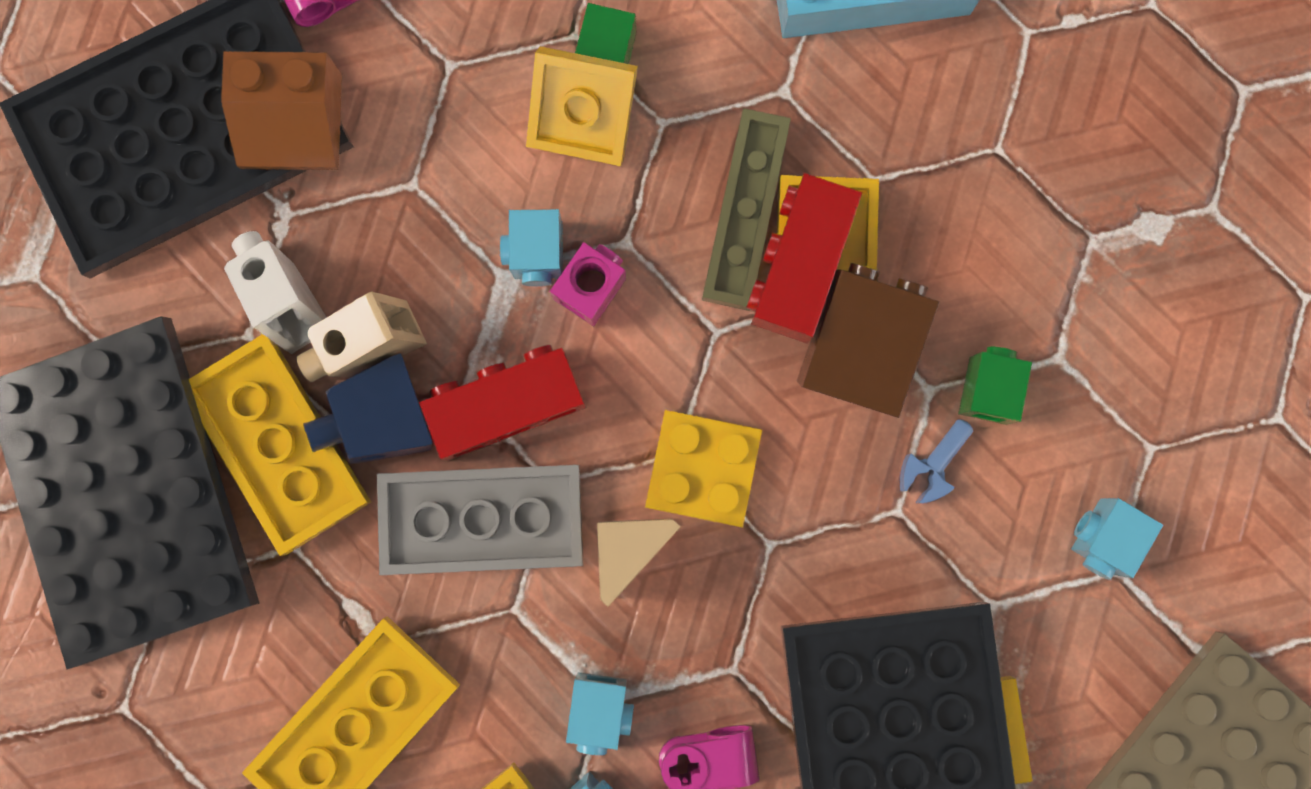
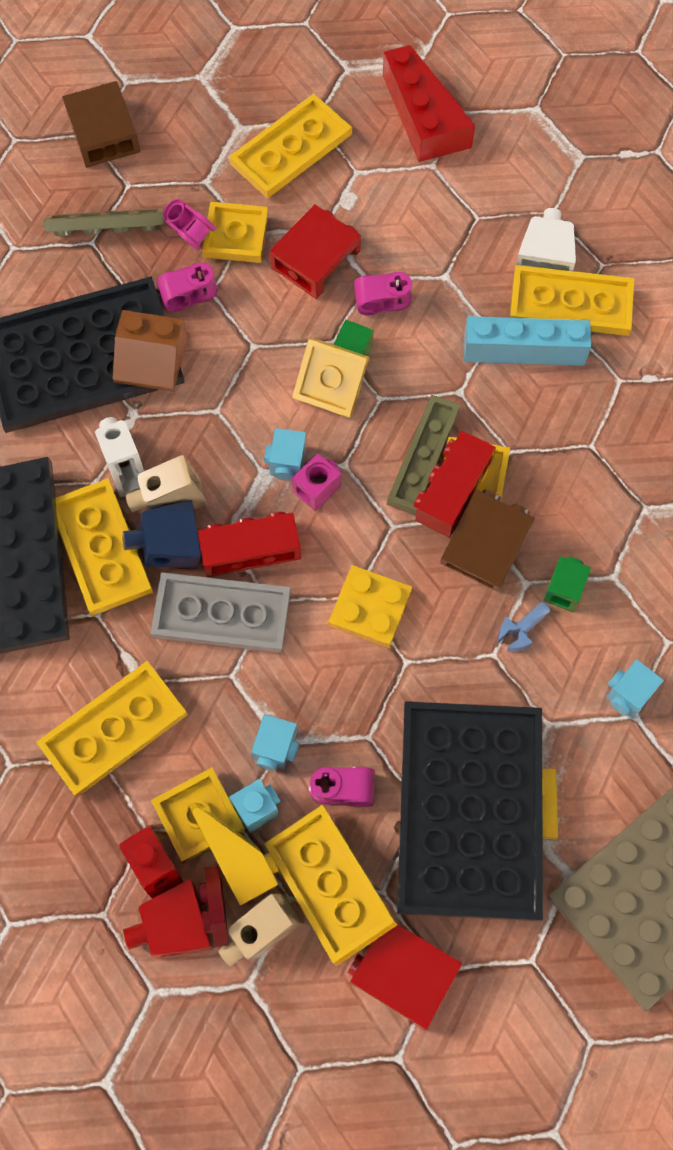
camera: 10 degrees right, 15 degrees down
(627, 549) = (315, 638): tan slope -> none

